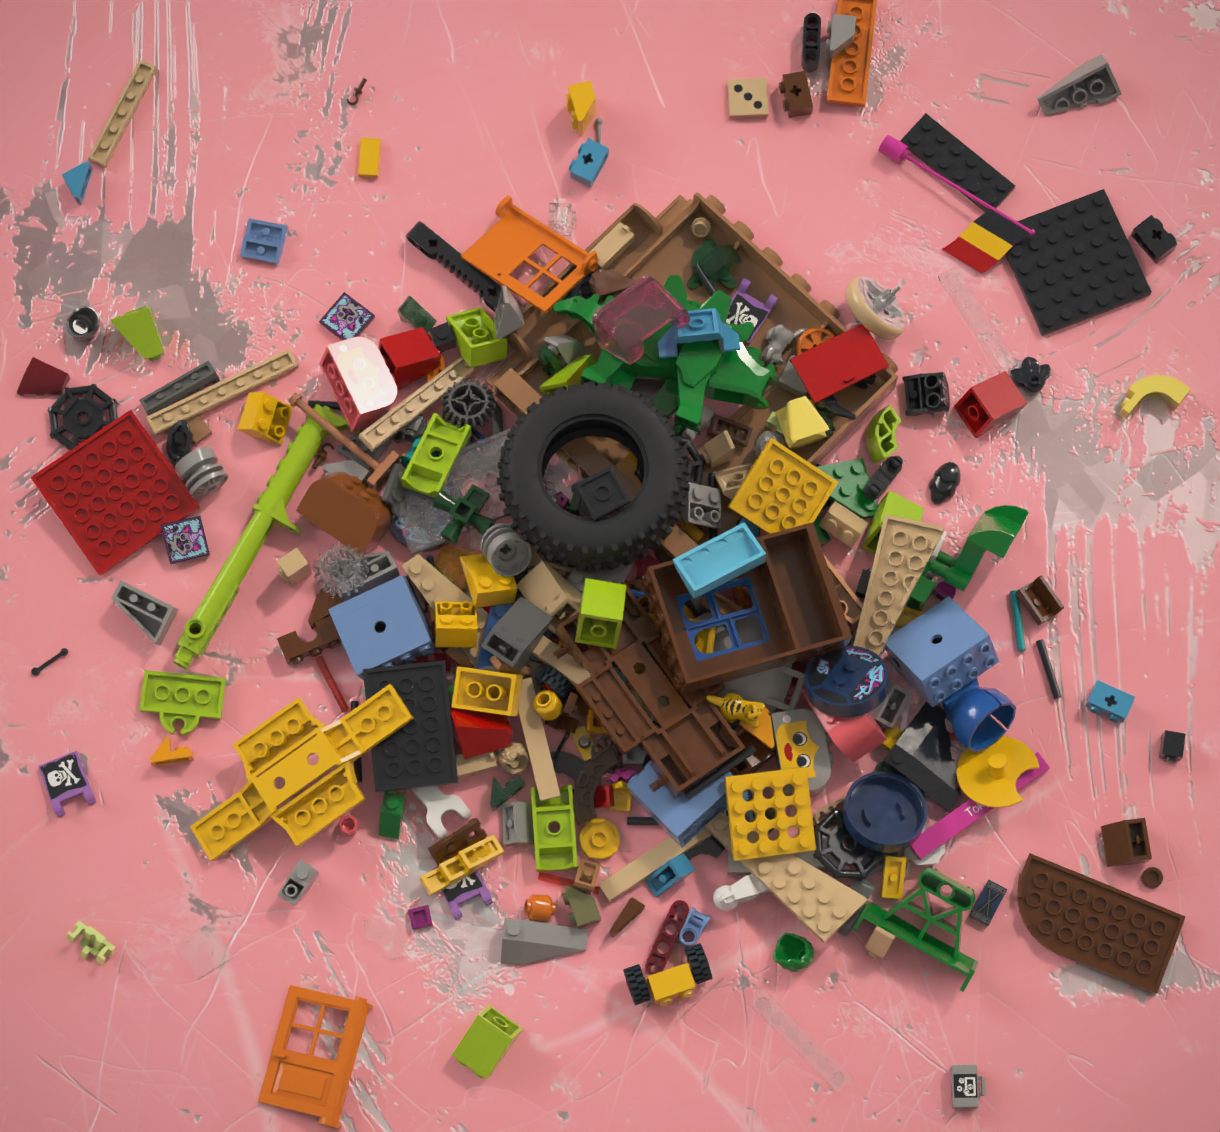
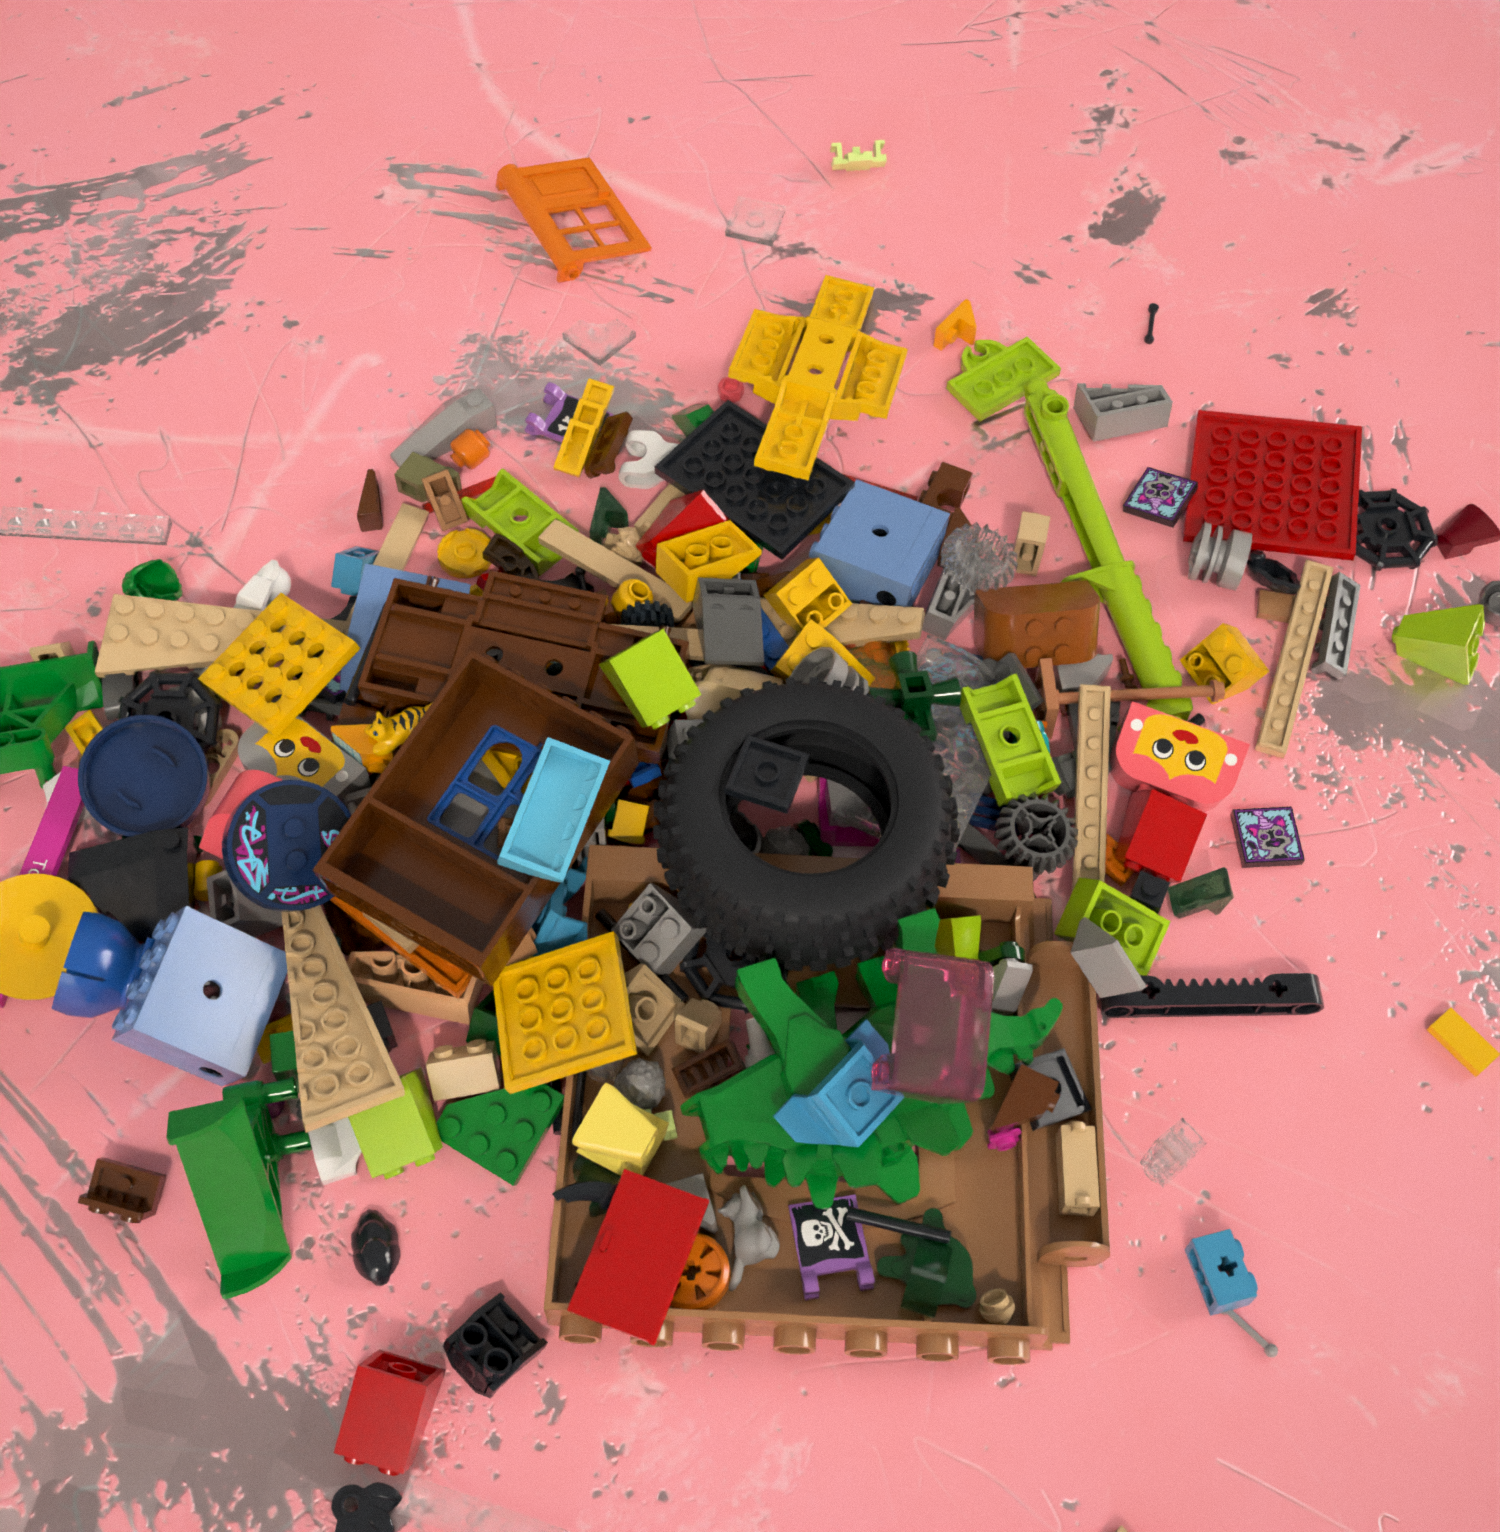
camera: 135 degrees right, 15 degrees down
(65, 780) = (1020, 249): flag -> none
(264, 240) = (1448, 844): medium blue slope -> none
(298, 882) = (726, 311): light grey slope -> none
(420, 917) = (583, 369): magenta tile -> none
(487, 1042) = (417, 319): lime slope -> none
(514, 241) = (1192, 1057): orange door -> none
(517, 823) = (565, 500): light grey panel -> none
(581, 105) = (1312, 1336): yellow slope -> none
(664, 937) = (311, 518): dark red beam -> none
(671, 982) = (270, 469): brick -> none
(695, 925) = (288, 542): medium blue piece -> none
(875, 307) = (681, 1372): wheel -> none
(881, 434) = (510, 1232): lime brick -> none
(883, 477) = (461, 1174): black piece -> none
(1017, 621) = (140, 1148): teal bar -> none
(1048, 669) = (53, 1119): black bar -> none

